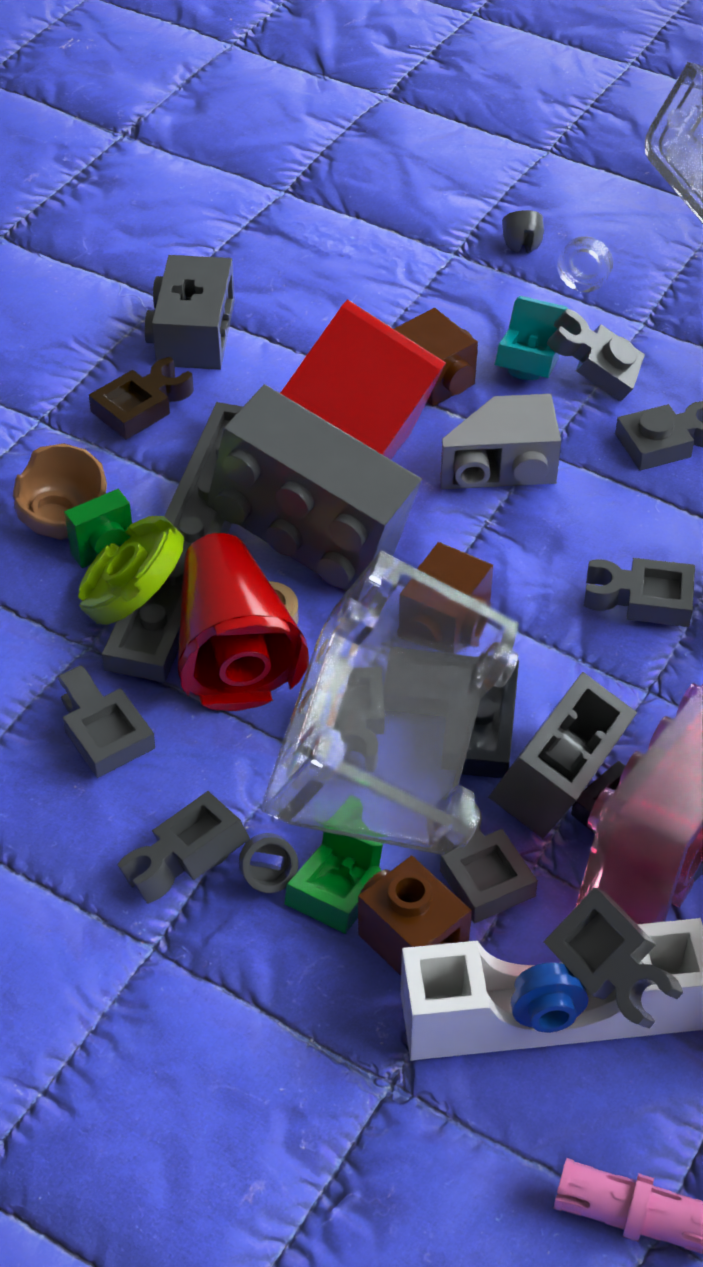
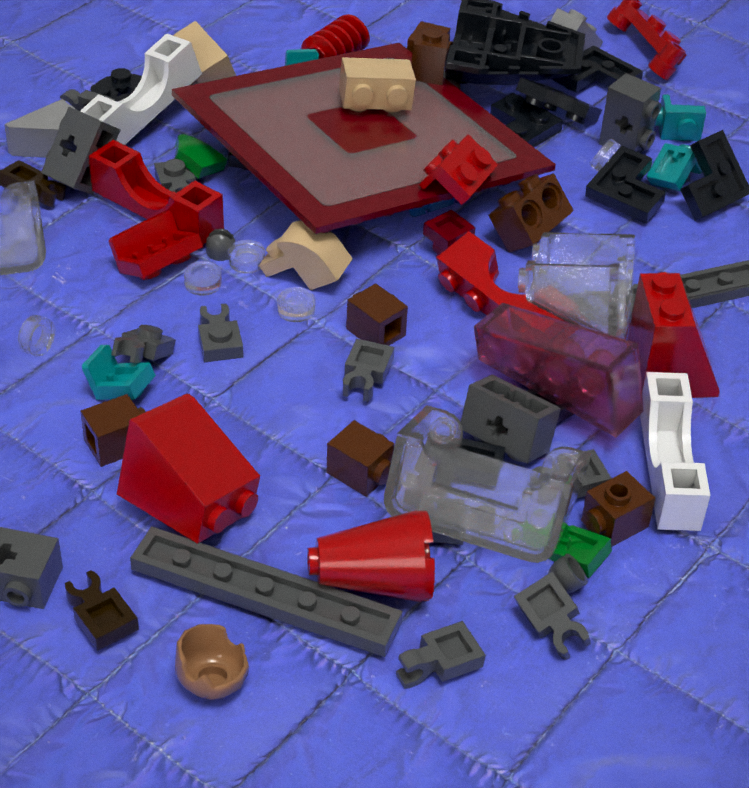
camera: 85 degrees left, 5 degrees down
(97, 525) = (256, 640): green plate -> none
(130, 574) = (311, 618): lime tile -> none
(309, 488) = (277, 494): dark grey brick -> none
(503, 444) = (224, 398): light grey slope -> none
(548, 997) = (691, 443): blue plate -> none
(607, 953) = (676, 406): dark grey plate -> none

